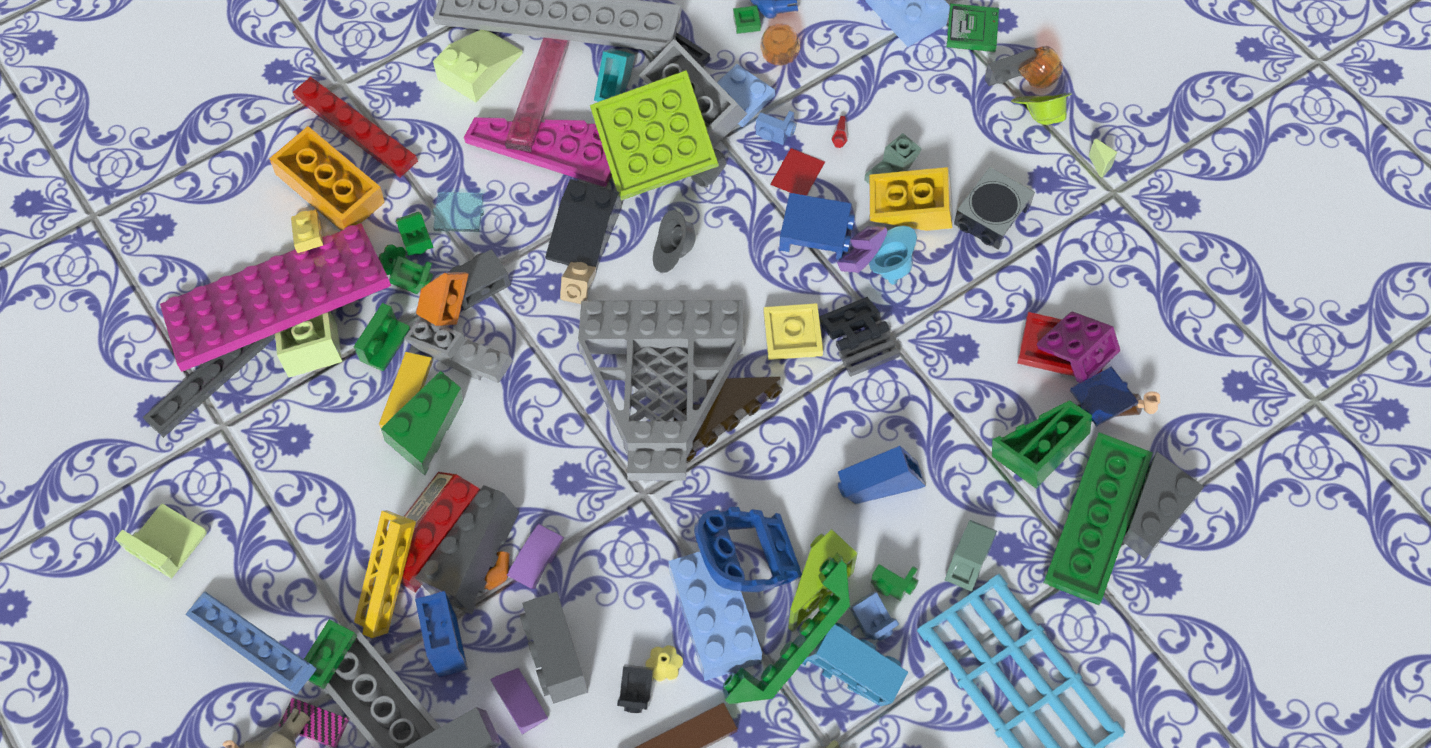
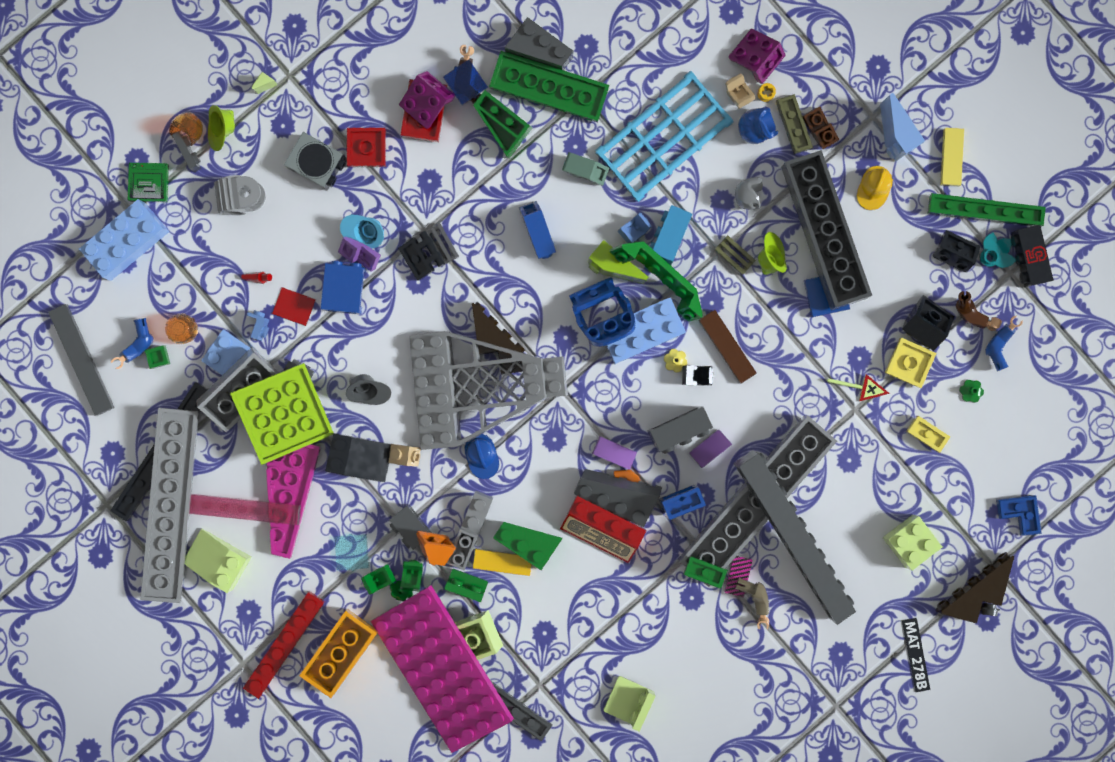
camera: 100 degrees left, 25 degrees up
(251, 642) = (698, 624): medium blue tile -> none
(306, 230) = (383, 659): light yellow plate -> none
(388, 576) = (643, 543): yellow fence -> none
(560, 379) = (482, 457): none -> blue piece
(613, 74) = (222, 453): teal slope -> none
(792, 331) = (430, 298): light yellow plate -> none
(891, 584) = (610, 222): green bracket -> none
(897, 157) = (284, 236): sand green slope -> none
(912, 199) = (315, 221): yellow slope -> none
(952, 114) = (231, 193): none -> light grey piece
(1012, 271) = (366, 147): none -> red plate

